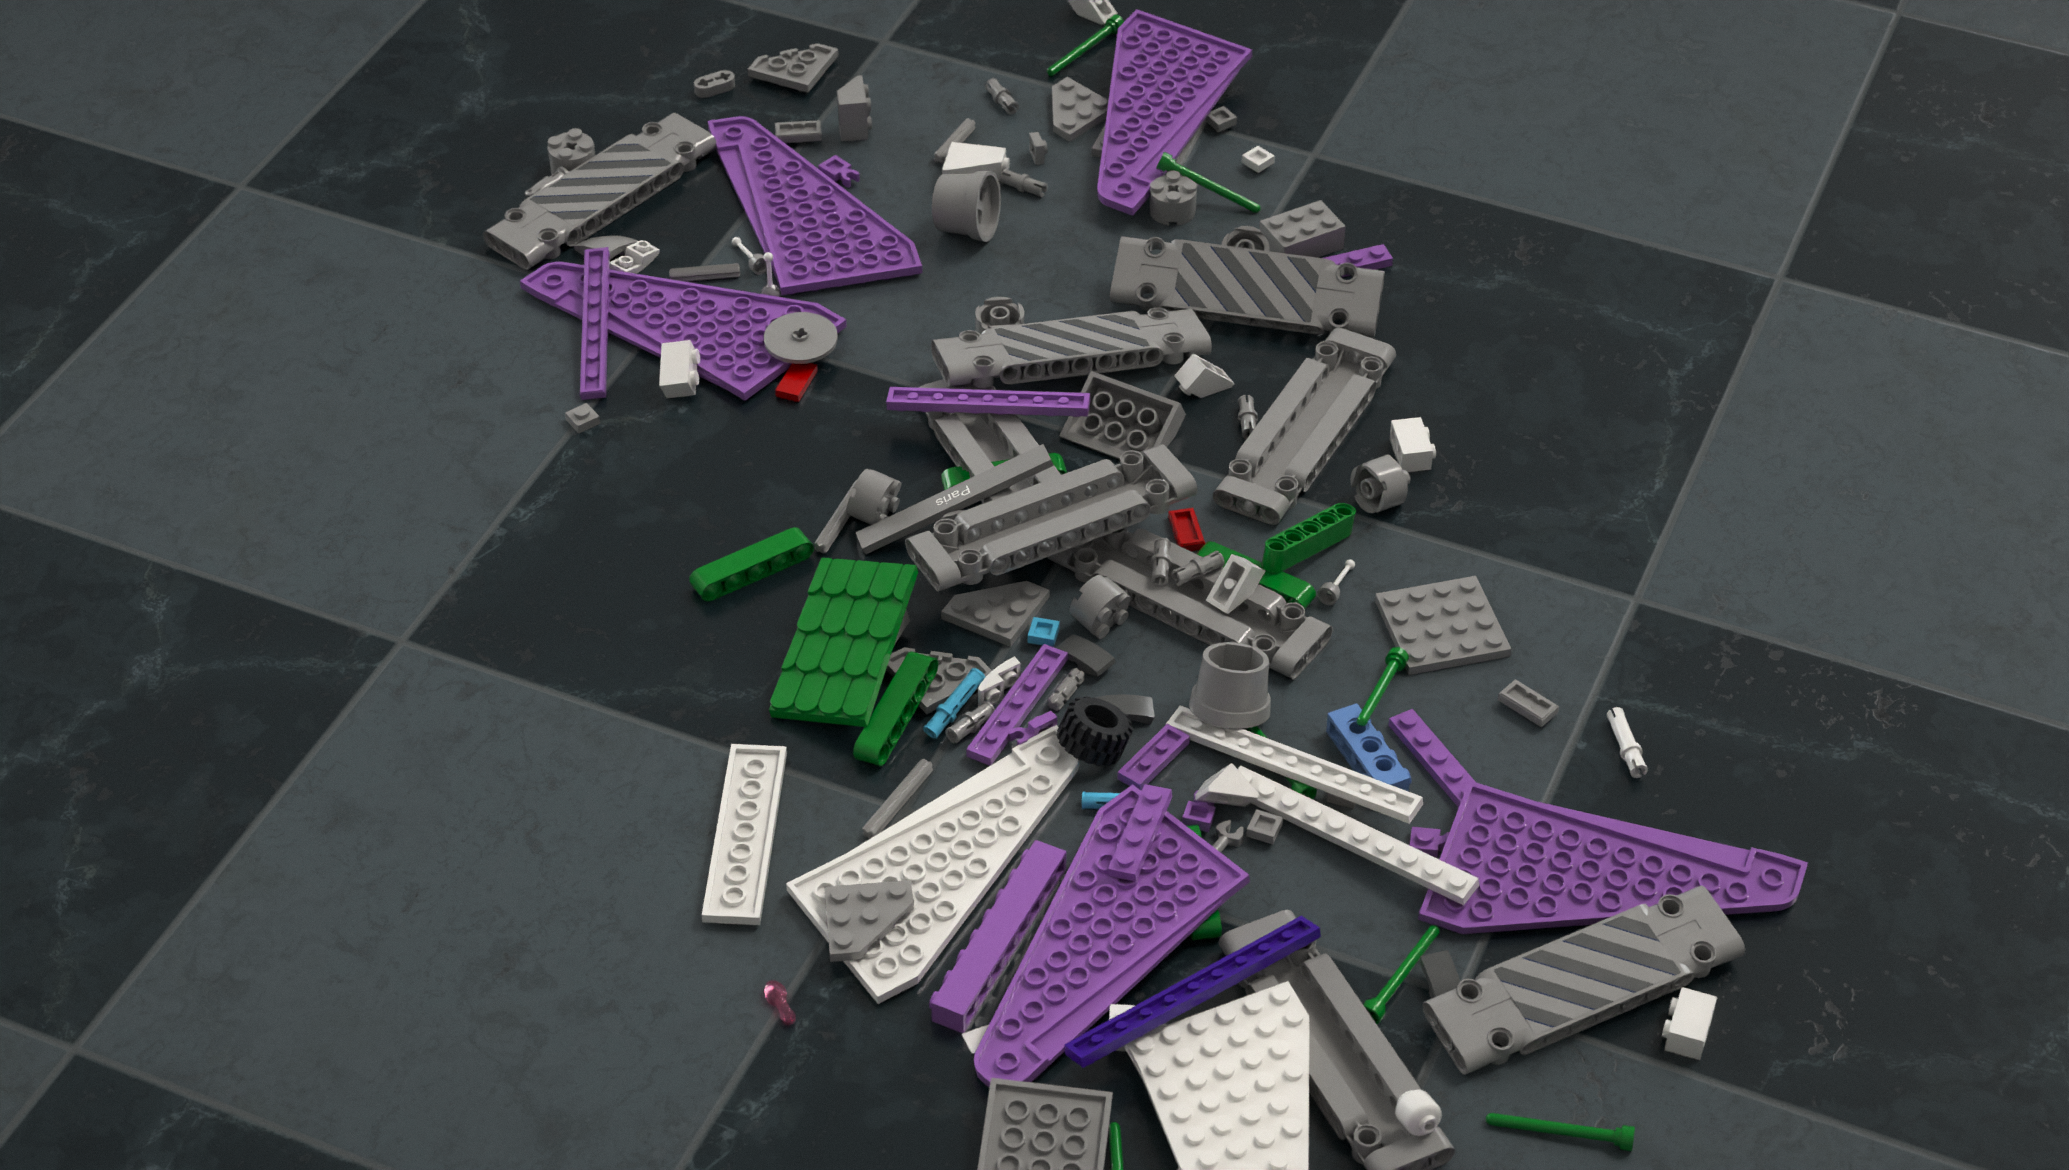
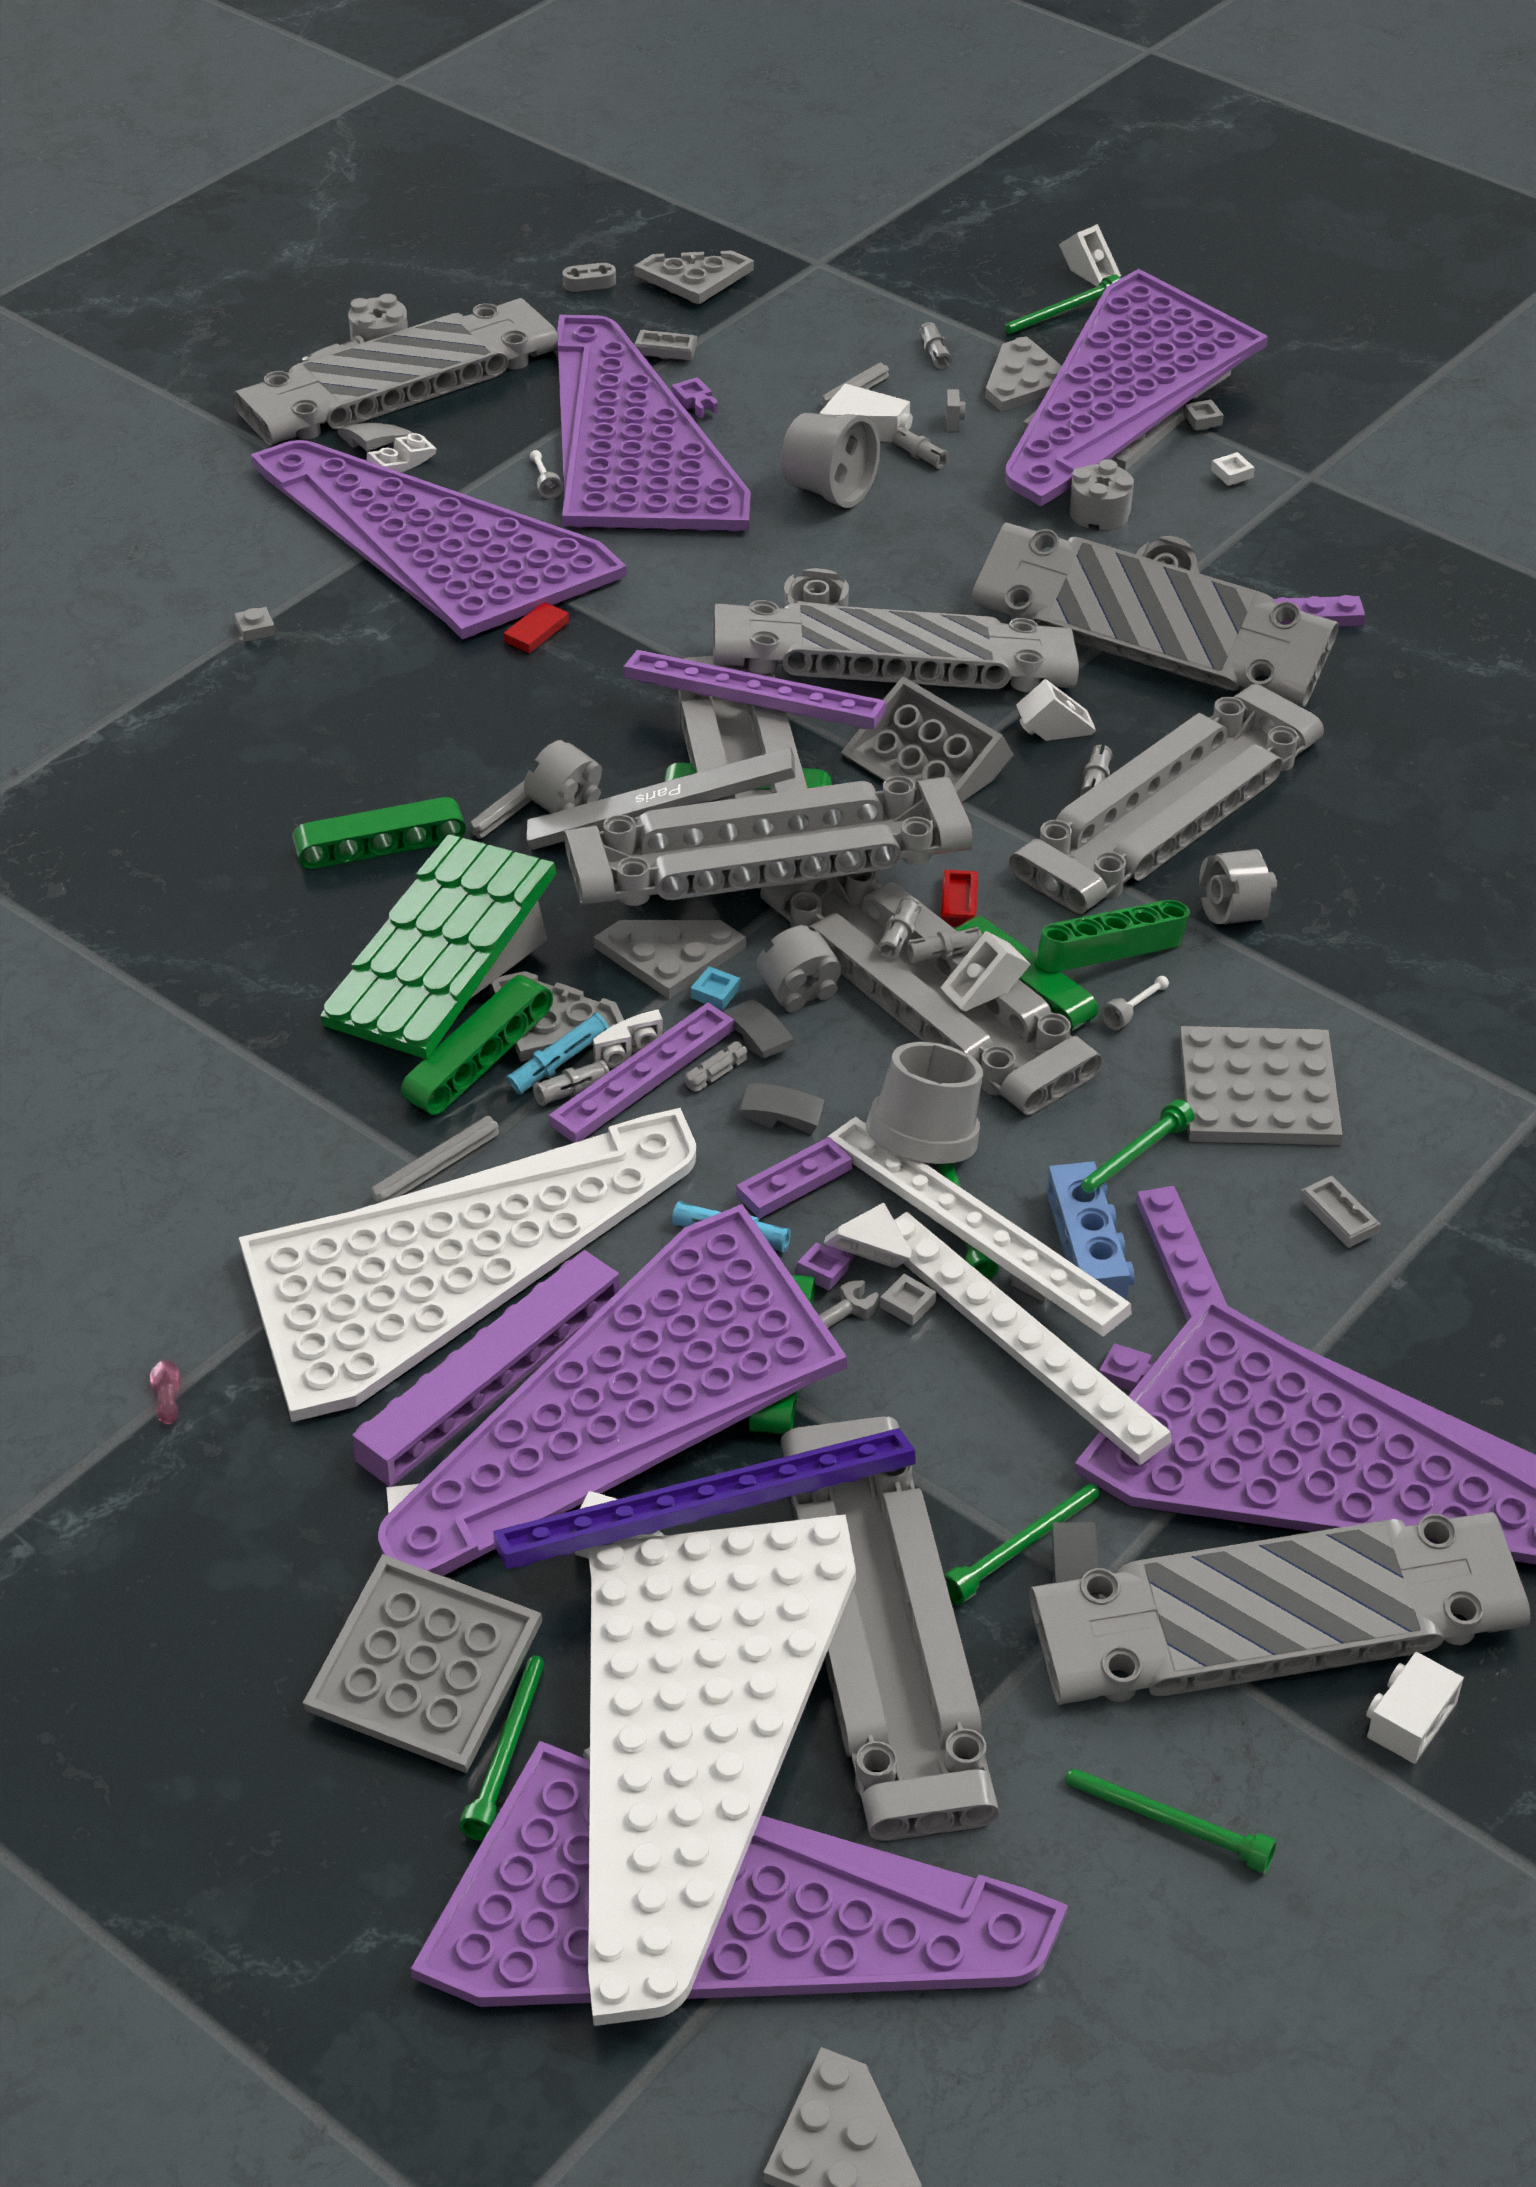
camera: 15 degrees right, 0 degrees up
(595, 323) = (315, 517): medium lavender tile -> none
(679, 369) = (390, 585): white brick -> none
(705, 272) = (481, 484): light grey axle -> none
(744, 835) = (216, 1166): white plate -> none
(770, 288) = (549, 515): hinge -> none
(800, 337) = (558, 576): light grey piece -> none
(854, 110) = (739, 329): light grey slope -> none
(864, 914) = (317, 1298): light grey plate -> none
(1035, 726) = (650, 1104): medium lavender plate -> none
(1094, 731) = (722, 1125): black tyre -> none
(1140, 832) = (723, 1269): medium lavender plate -> none
(1168, 164) = (1105, 449): green piece -> none
(1305, 231) = (1258, 560): light grey brick -> none
(1412, 444) = (1302, 847): white brick -> none
(1418, 1112) = (955, 1743): white head -> none
(1630, 750) = (1462, 1302): white pin -> none

